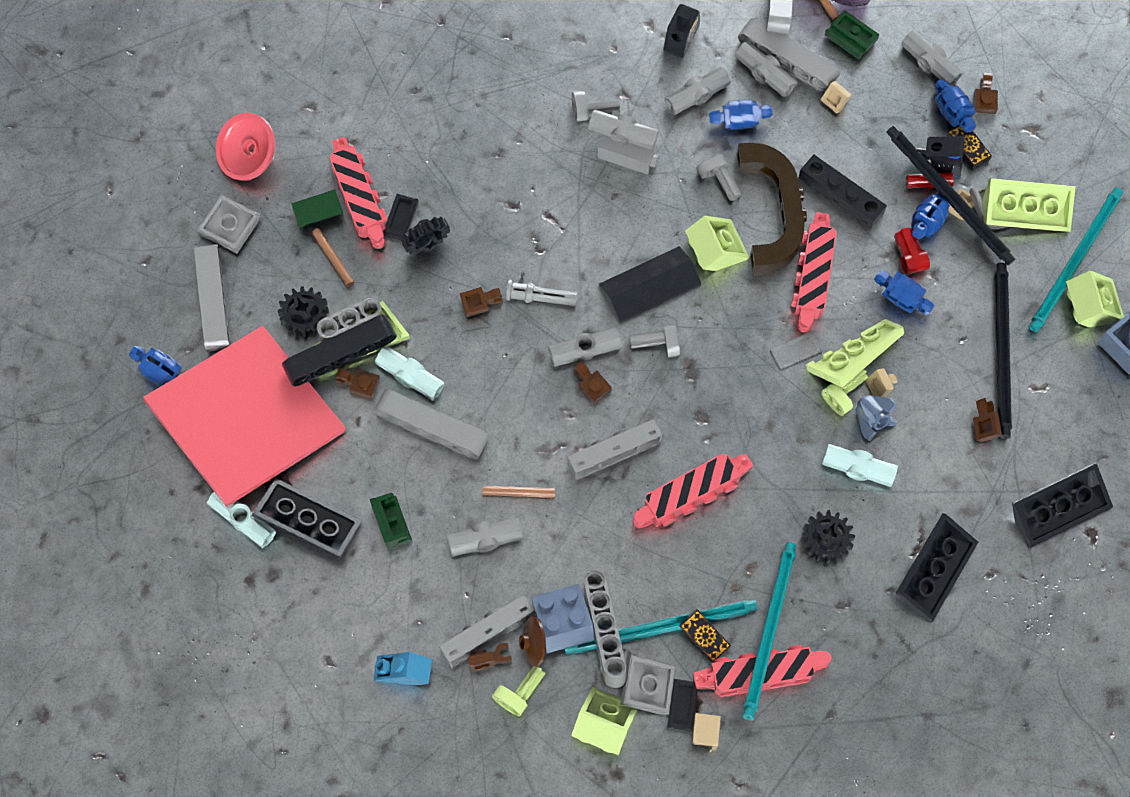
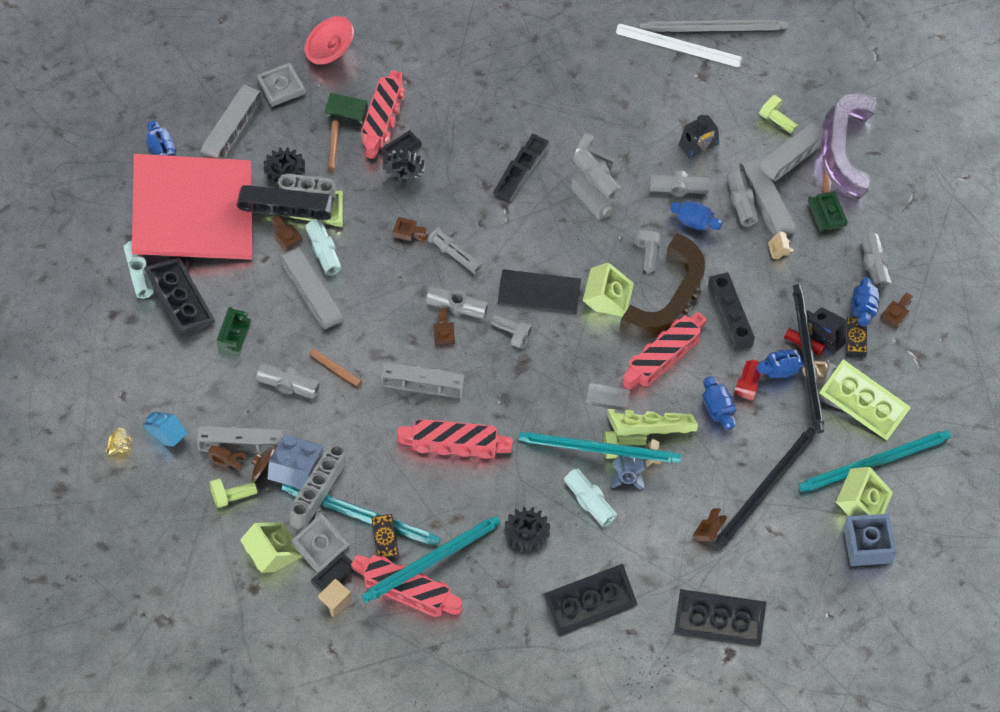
camera: 35 degrees right, 10 degrees down
(366, 716) = (116, 441): none -> clear yellow tile
(536, 166) = (521, 168): none -> black slope
(836, 409) = (600, 447): none -> teal piece

